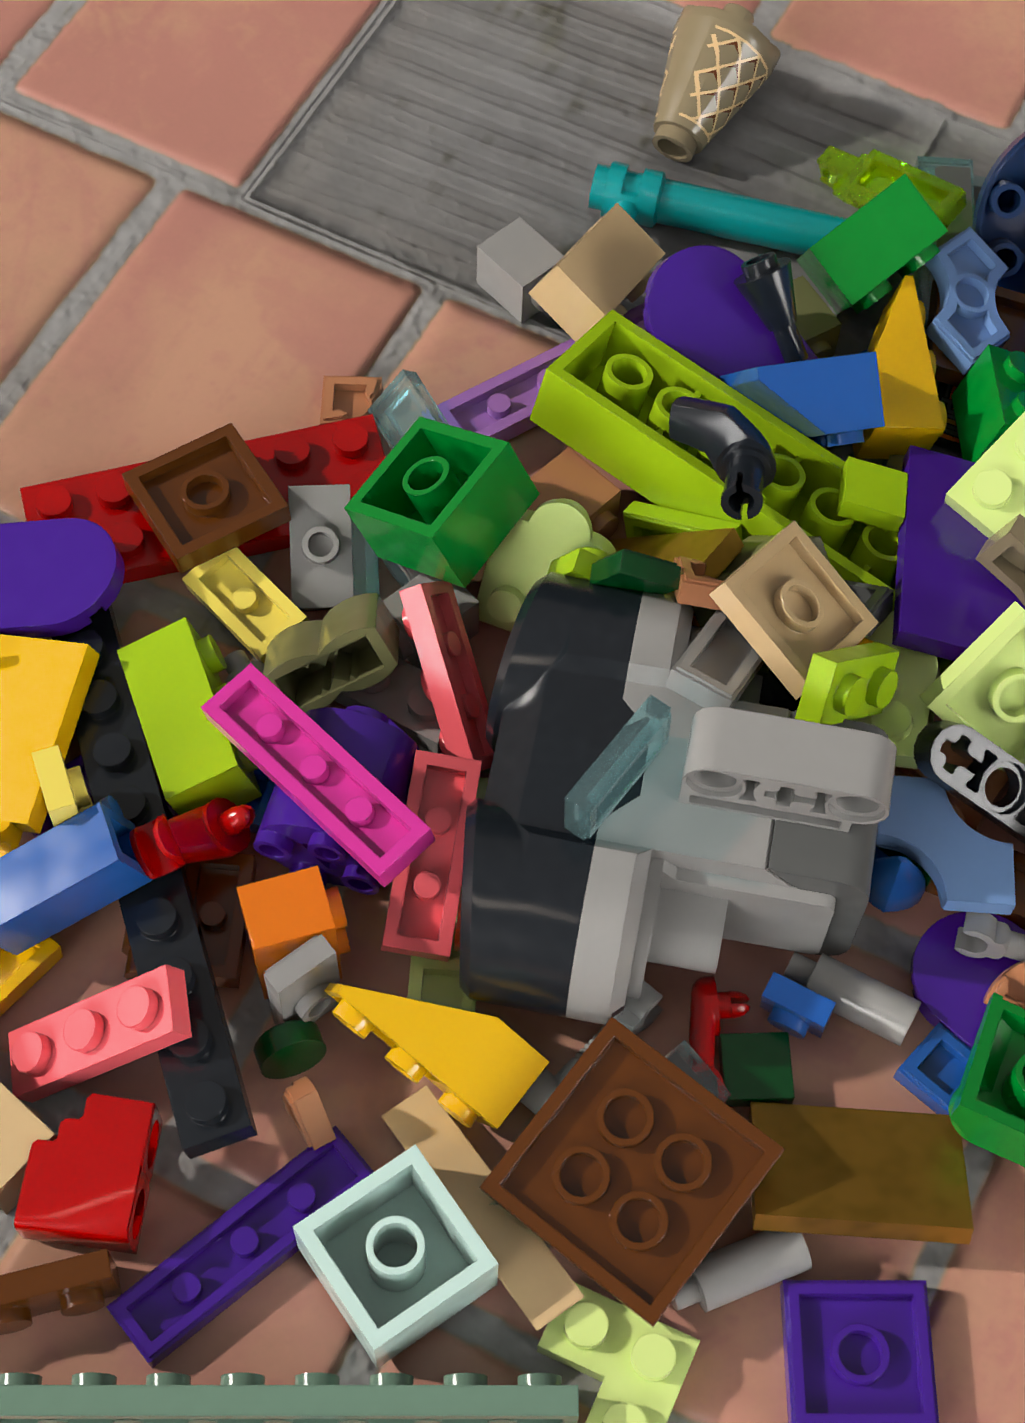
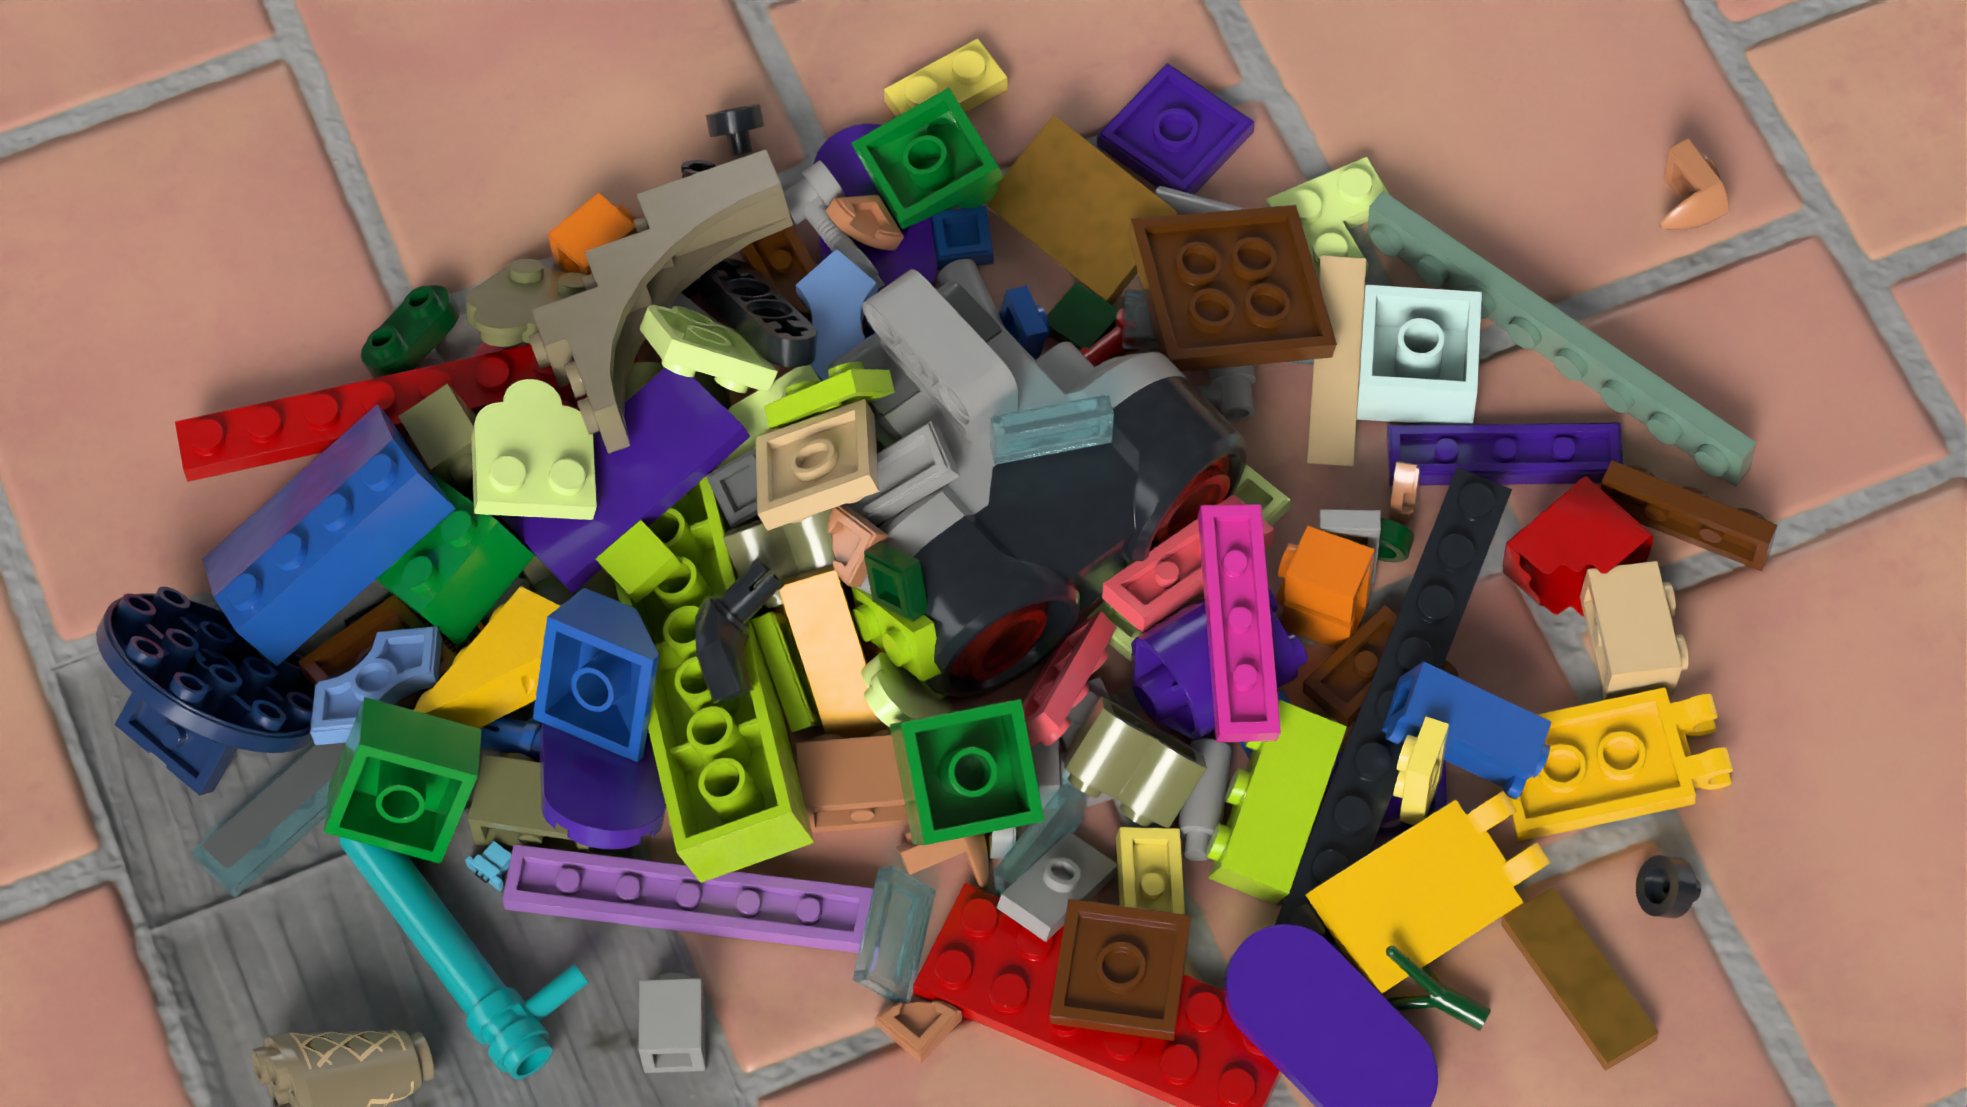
camera: 135 degrees left, 0 degrees up
(99, 1033) = (1511, 615): coral plate -> none
(198, 835) = (1347, 693): red piece -> none
(462, 1052) = (1286, 443): yellow slope -> none
(598, 273) = (635, 932): tan brick -> none
(770, 293) = (552, 757): black cone -> none
(863, 178) = (299, 858): clear neon green hinge -> none

